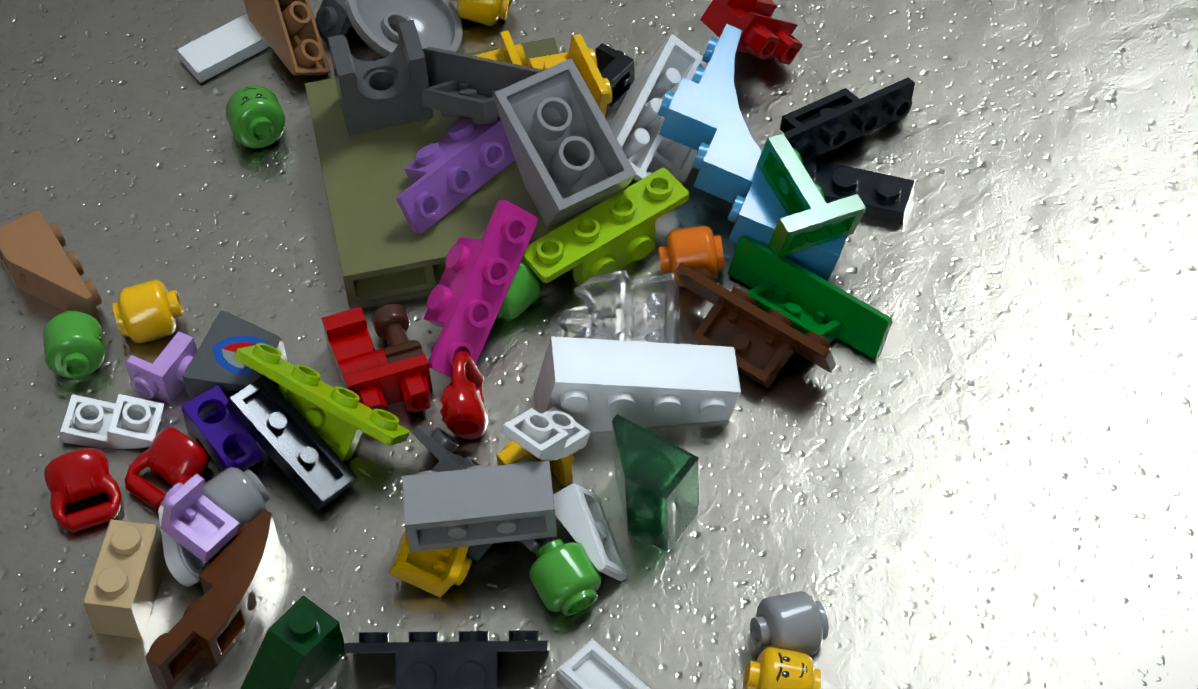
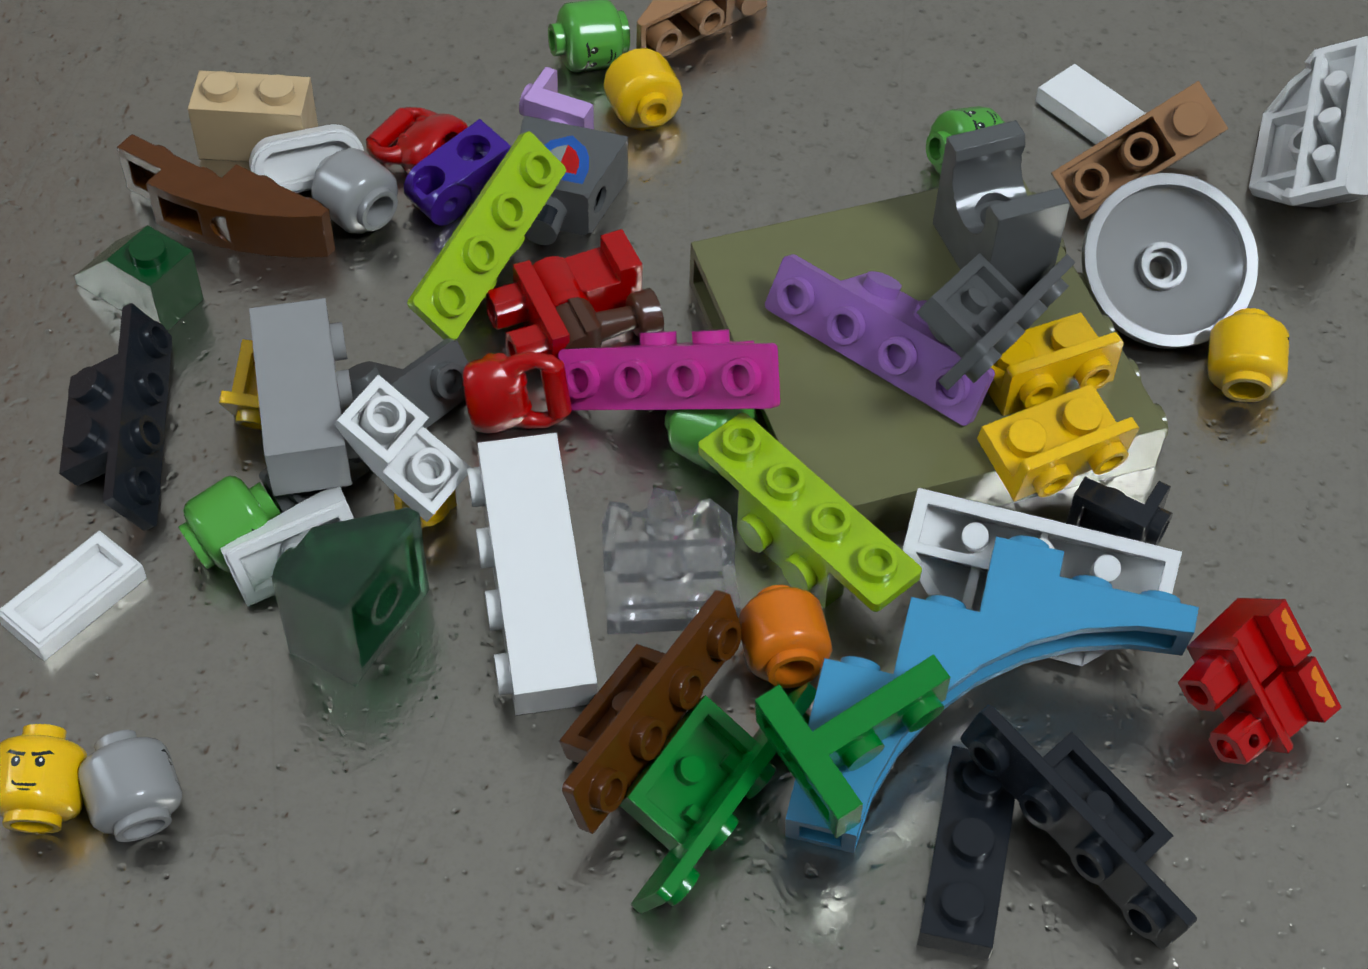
camera: 80 degrees right, 0 degrees up
(77, 478) = (400, 66): red piece -> none
(110, 425) = (487, 84): white slope -> none
(196, 520) = (298, 141): lavender bracket -> none
(291, 442) = (420, 236): black plate -> none
(562, 142) = (893, 402): light grey slope -> none

